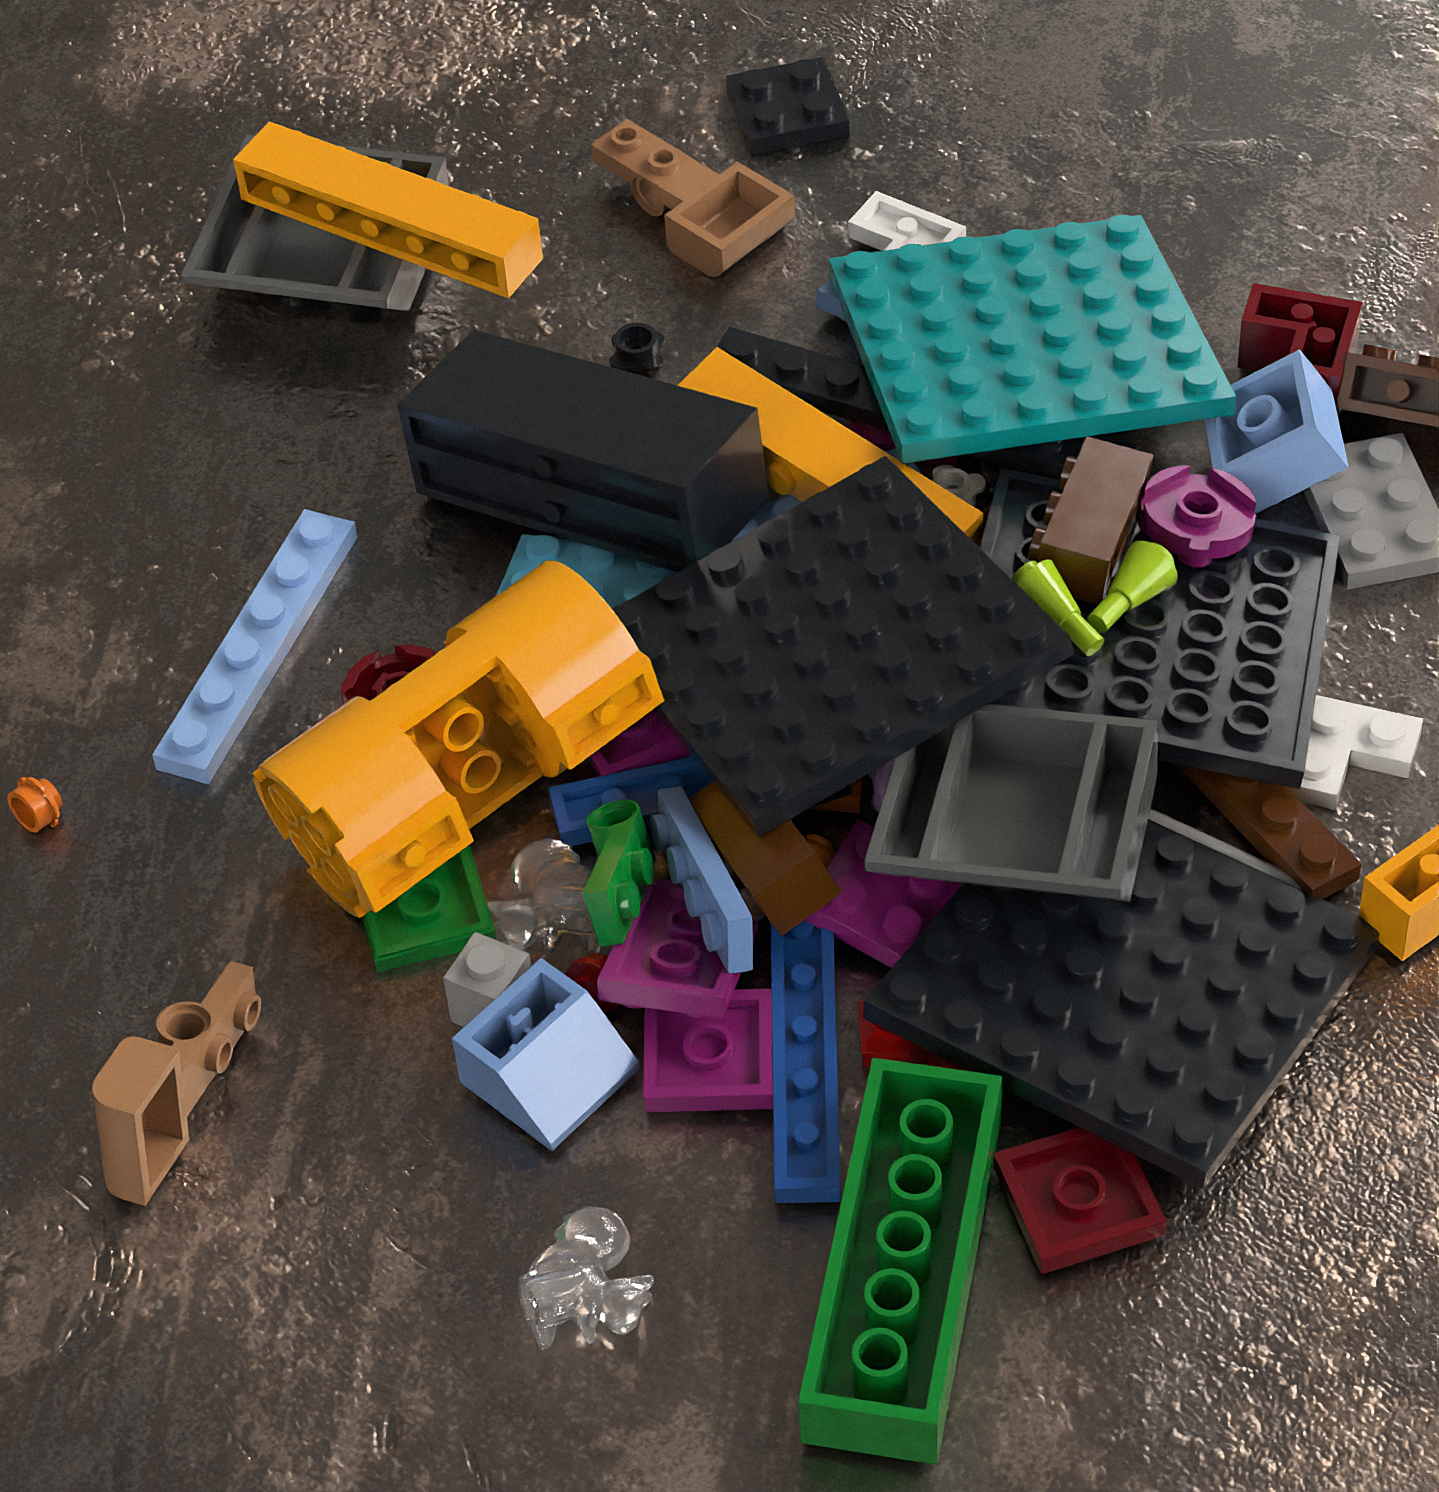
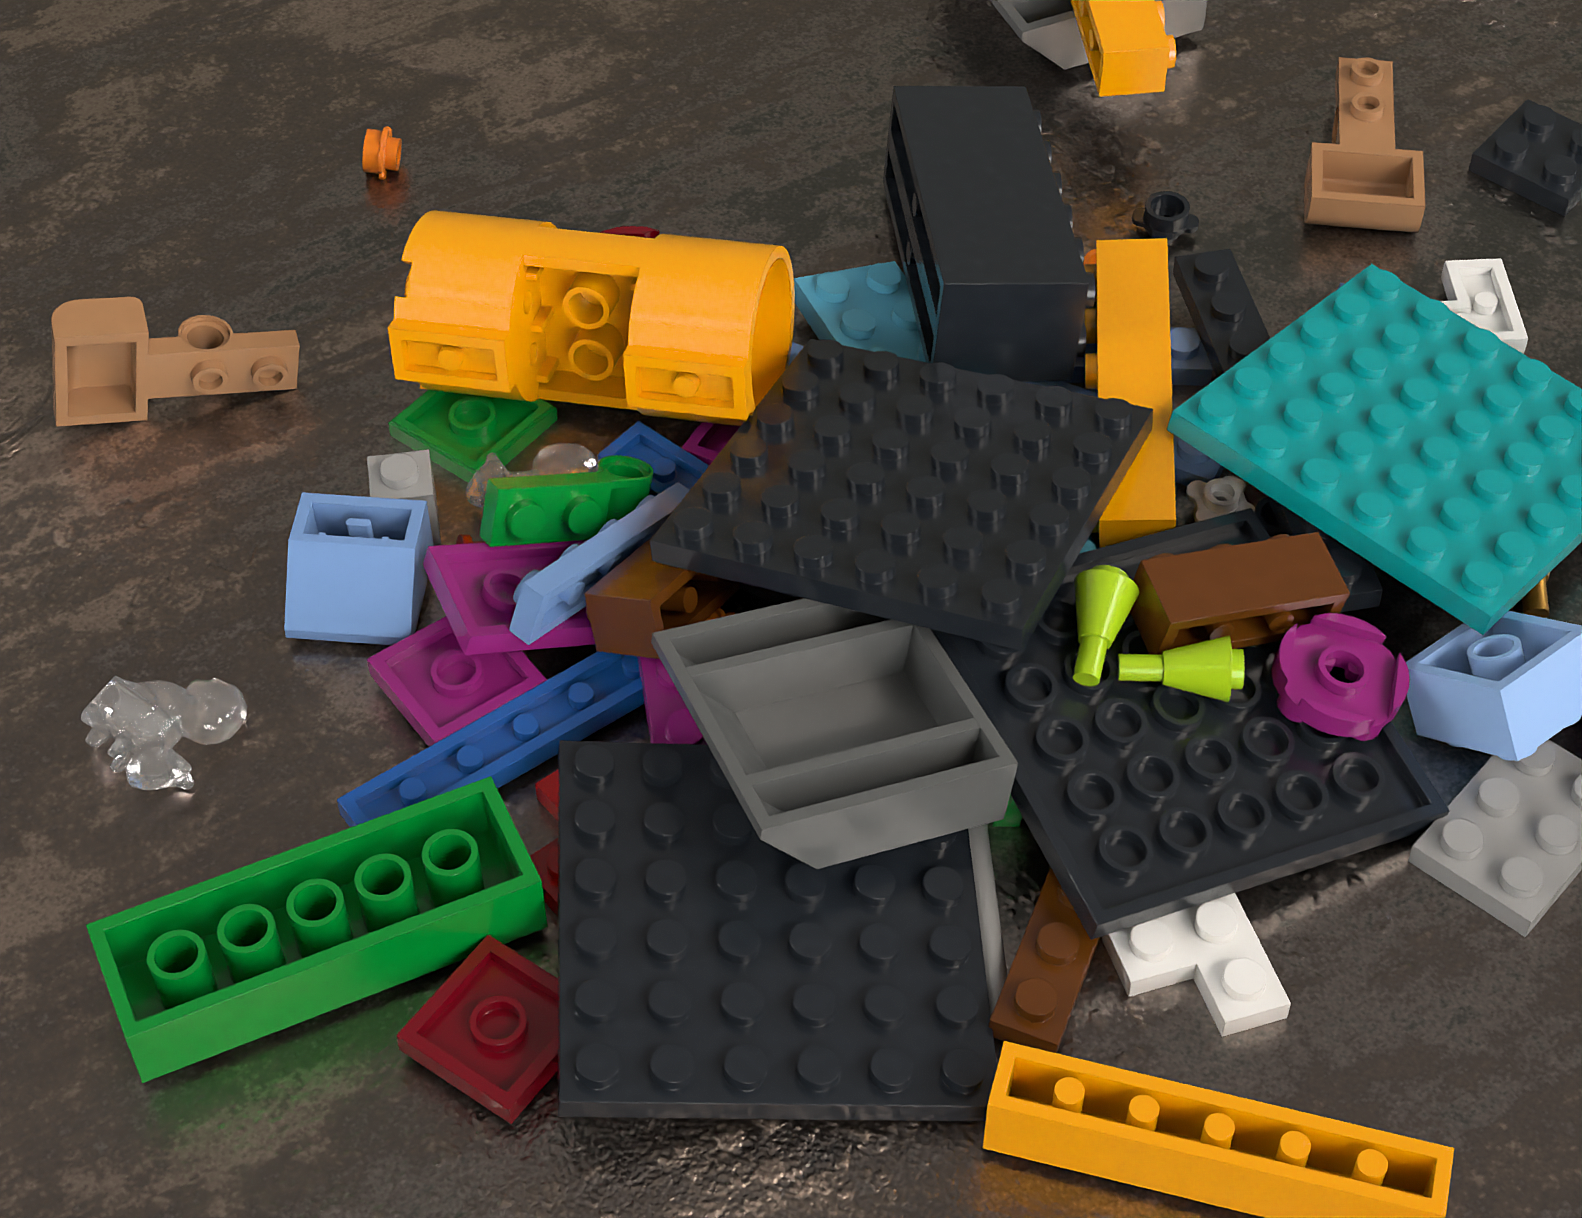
camera: 50 degrees right, 0 degrees up
(255, 647) = (651, 179): light blue plate -> none

